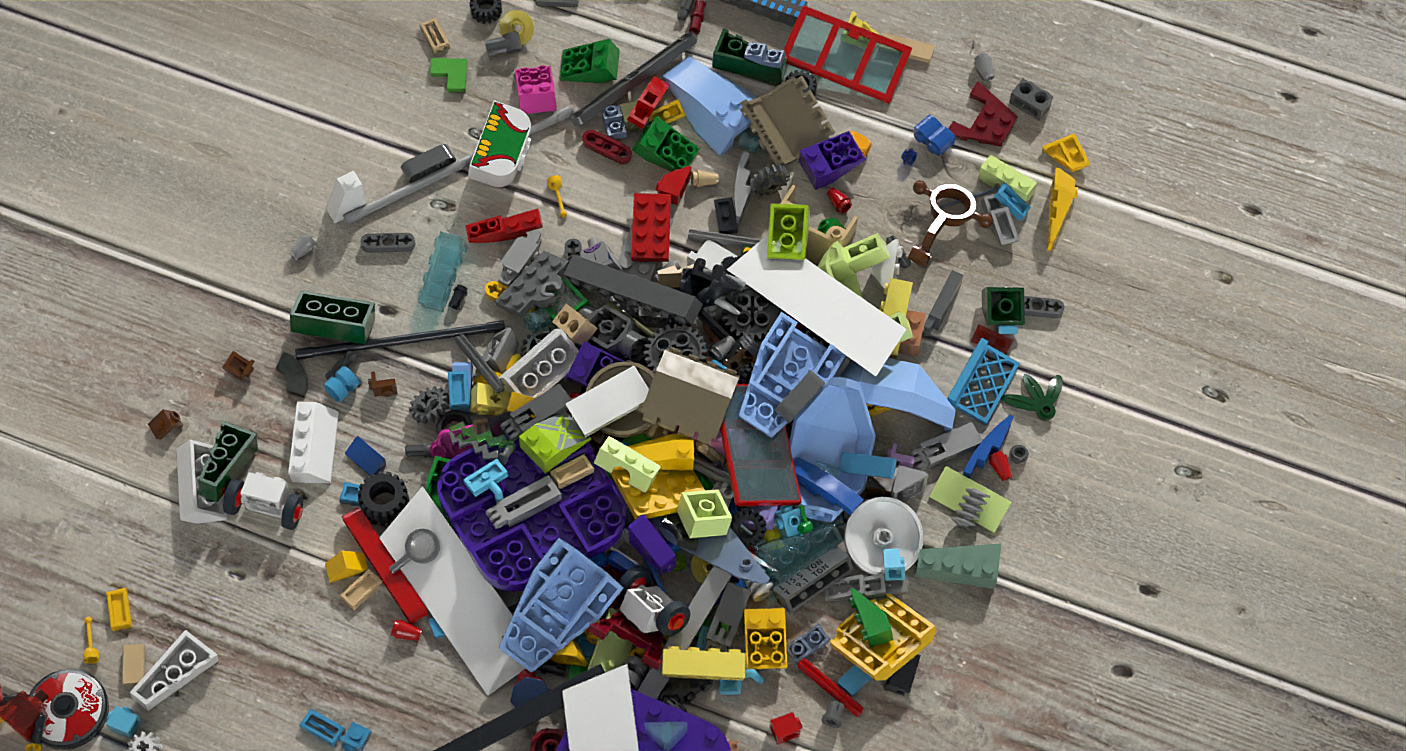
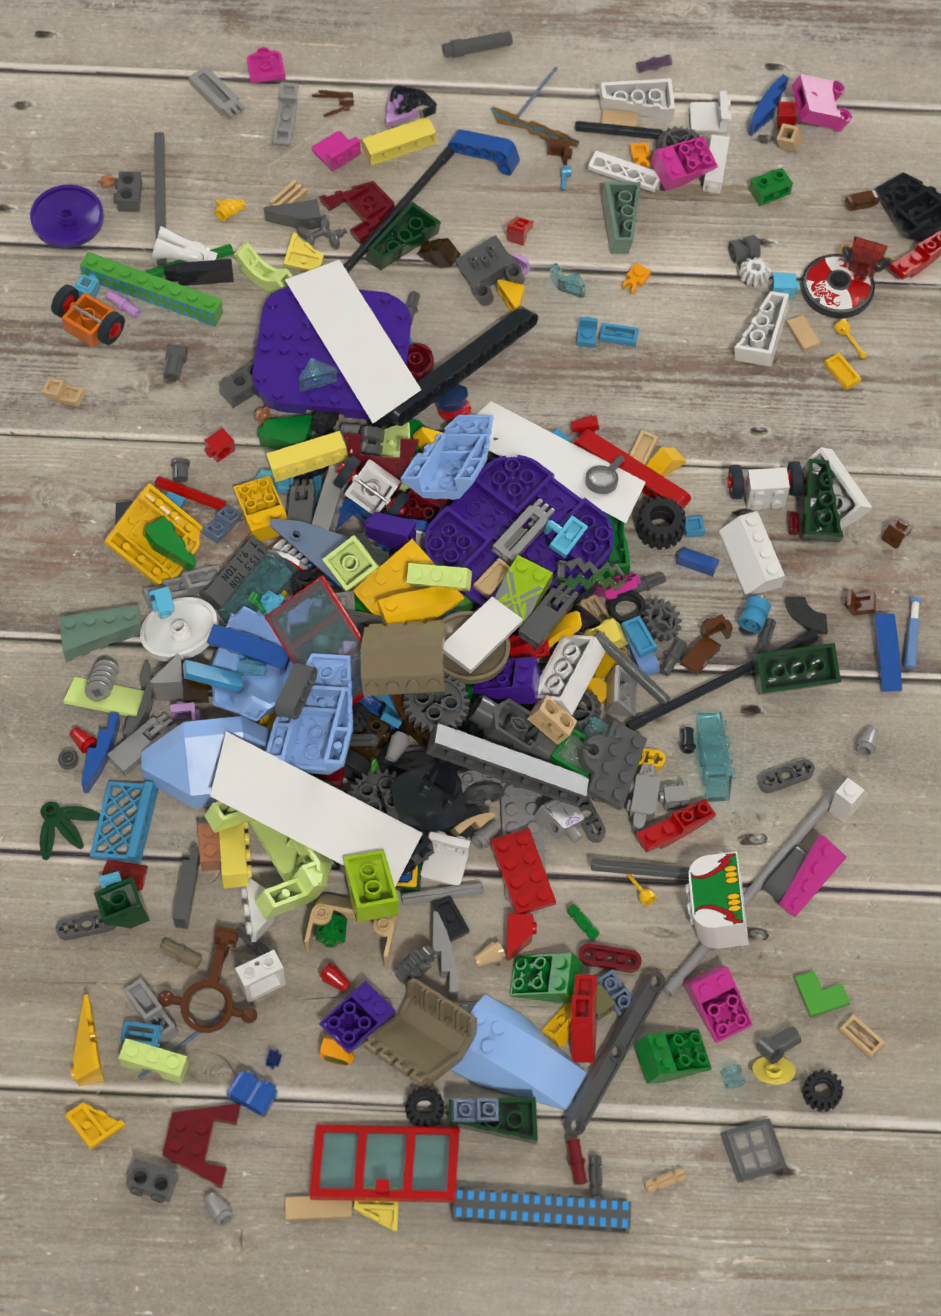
camera: 160 degrees right, 0 degrees up
(209, 325) = (912, 635): none -> medium blue piece
(240, 314) = (888, 652): none -> blue slope
(257, 463) = (793, 523): none -> dark red piece
(409, 364) = (700, 654): none -> reddish brown slope
(411, 152) = (813, 873): none -> dark pink wing
(434, 373) = (672, 657): none -> dark grey axle
(491, 251) = (675, 796): none -> light grey brick
(550, 34) = (733, 1076): none -> clear light blue wheel
(550, 203) = (640, 868): none -> dark grey axle
(616, 182) = (583, 922): none -> green axle
(716, 713) = (285, 431): none -> green slope
(911, 214) = (260, 979): none -> white window
(928, 499) = (145, 708): none -> dark grey slope
(961, 257) = (181, 954): none -> dark tan axle

